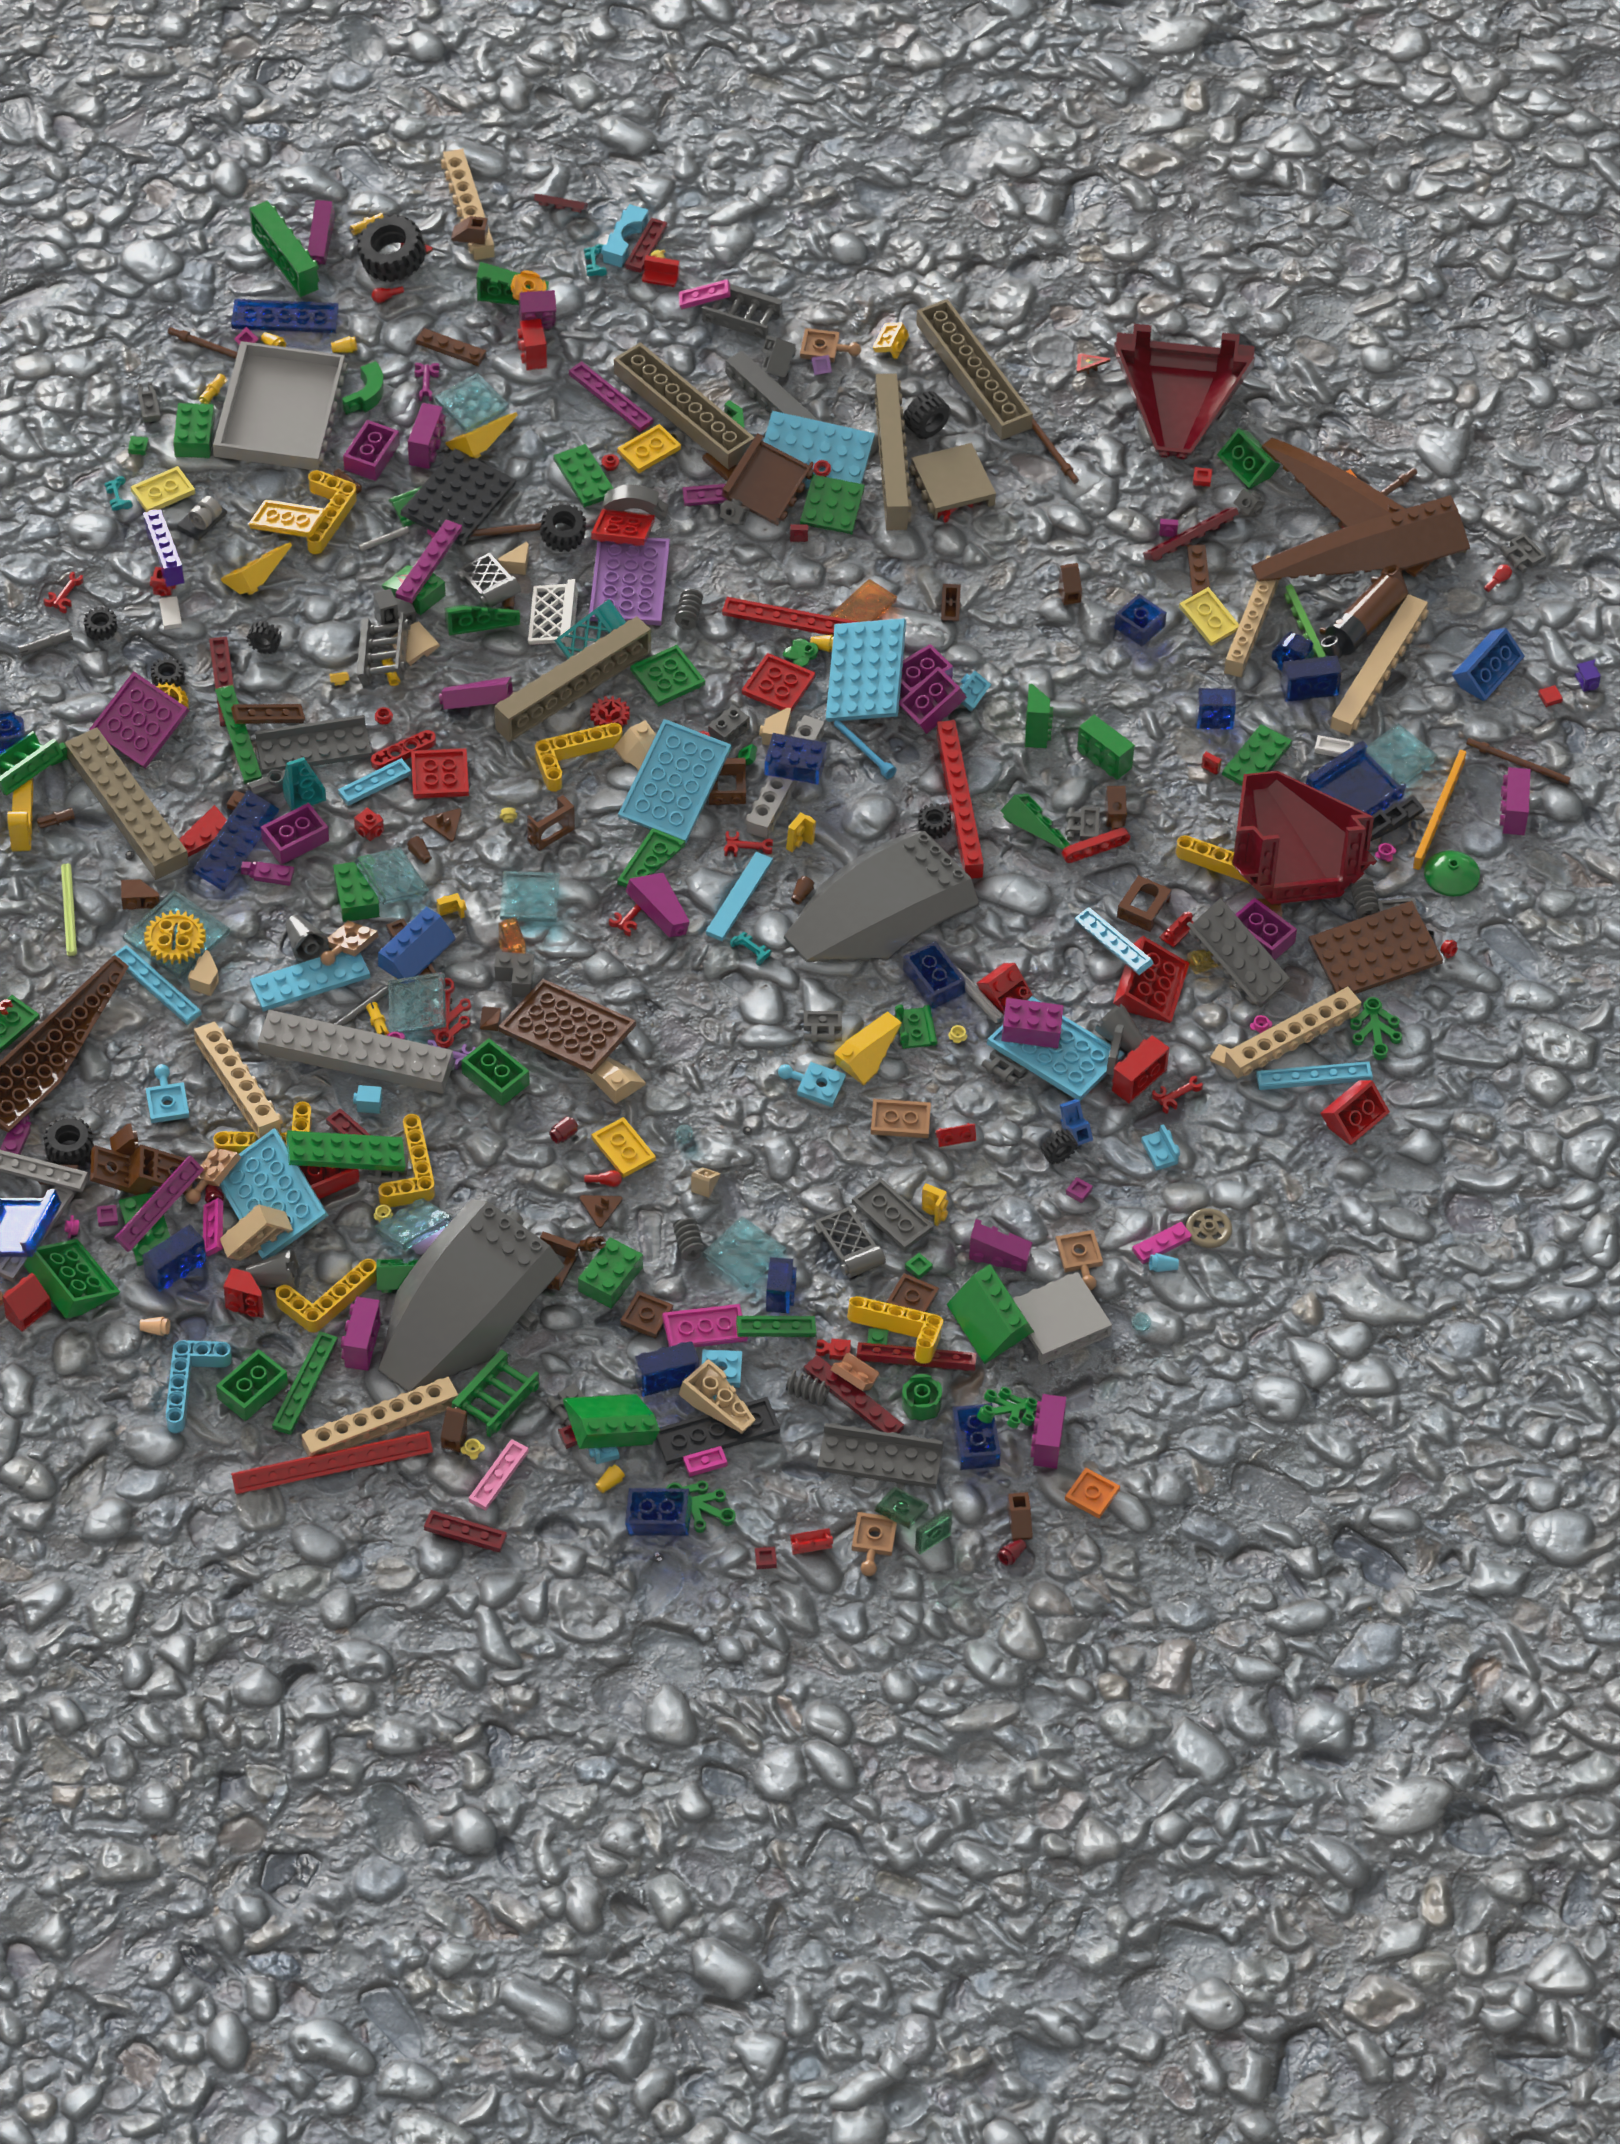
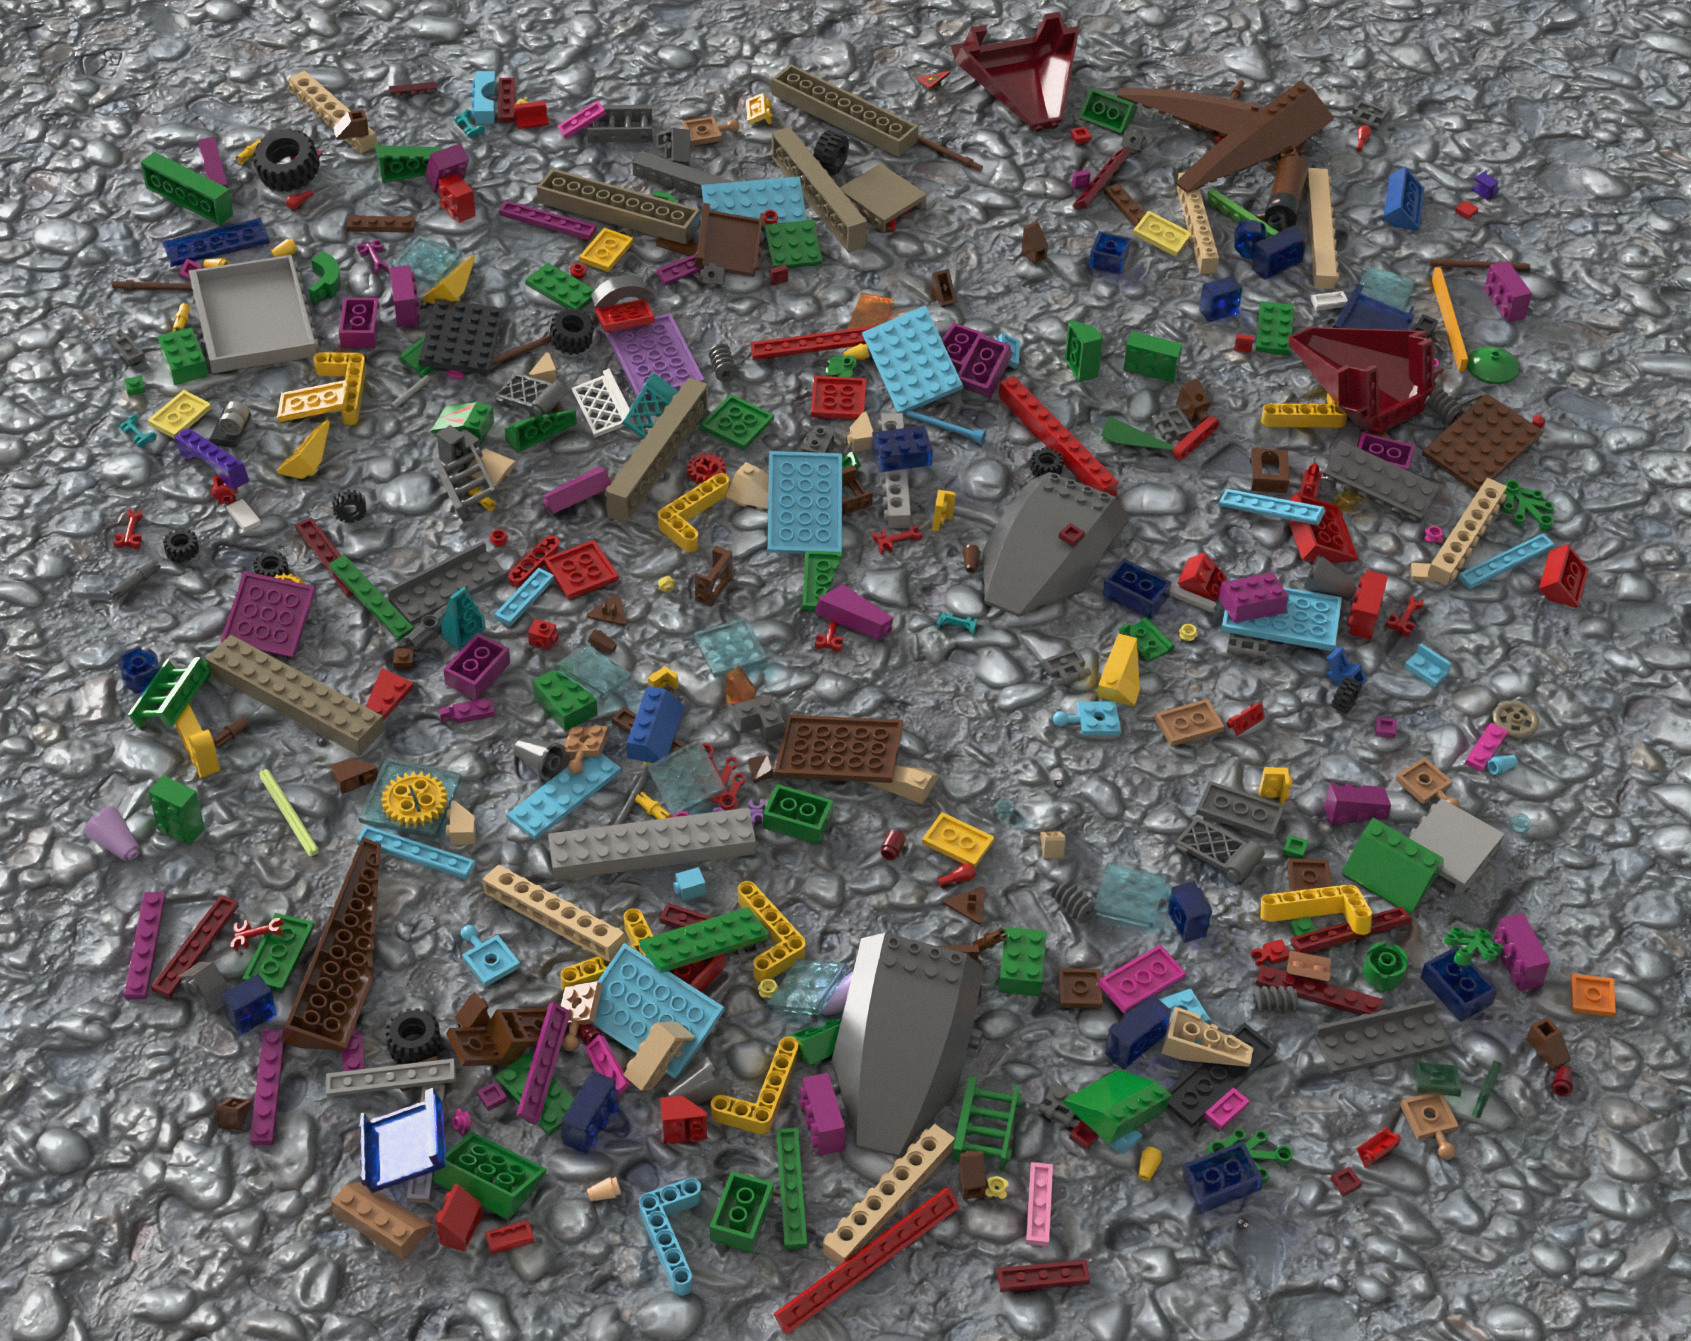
camera: 25 degrees left, 5 degrees down
(60, 1333) = (509, 1237): none -> red plate
(235, 840) = (421, 692): clear blue plate -> none
(267, 713) = (390, 569): reddish brown plate -> none
(339, 678) = (438, 519): yellow plate -> none
(428, 561) = (470, 393): magenta plate -> none
(526, 278) = (421, 149): light orange plate -> none
(739, 896) = (918, 583): medium azure tile -> none
(776, 1326) = (1207, 952): green plate -> none
(821, 365) = (713, 144): medium lavender plate -> none
(894, 901) = (1071, 534): none -> dark red plate
(1115, 1049) = (1338, 594): dark grey tile -> none

